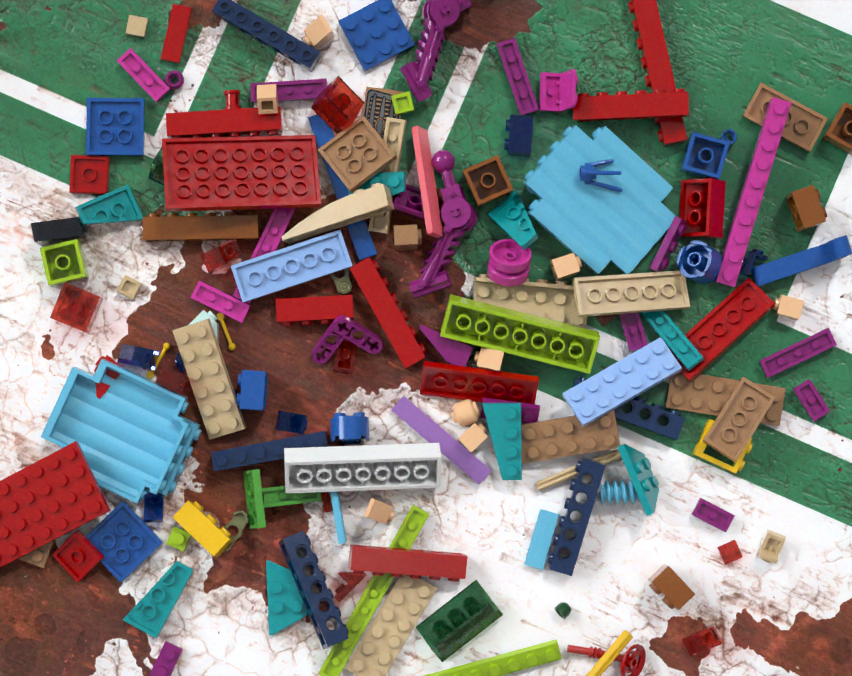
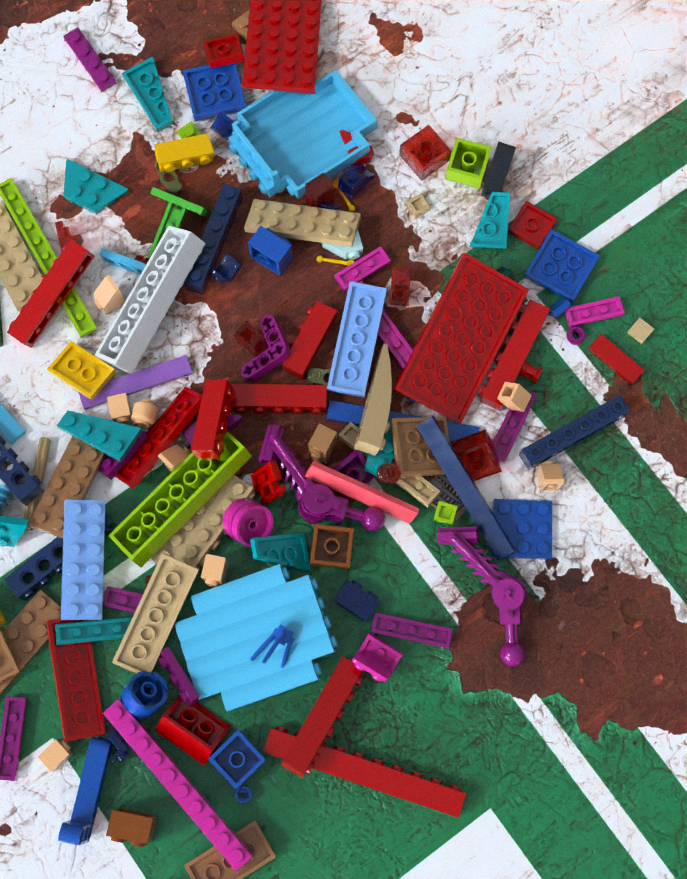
camera: 120 degrees right, 10 degrees down
(158, 108) = (559, 307): none -> blue tile
(201, 227) = (432, 287): dark orange brick -> none
(311, 600) = (29, 204): dark blue brick -> none
(349, 428) = (190, 309): blue brick -> none
(372, 96) = (465, 488): none -> dark blue tile
(399, 166) = (384, 475): none -> clear red wheel
(440, 342) = (212, 419): none -> red brick
(459, 492) = (81, 370): none -> yellow plate
(460, 271) = (267, 478): none -> red plate

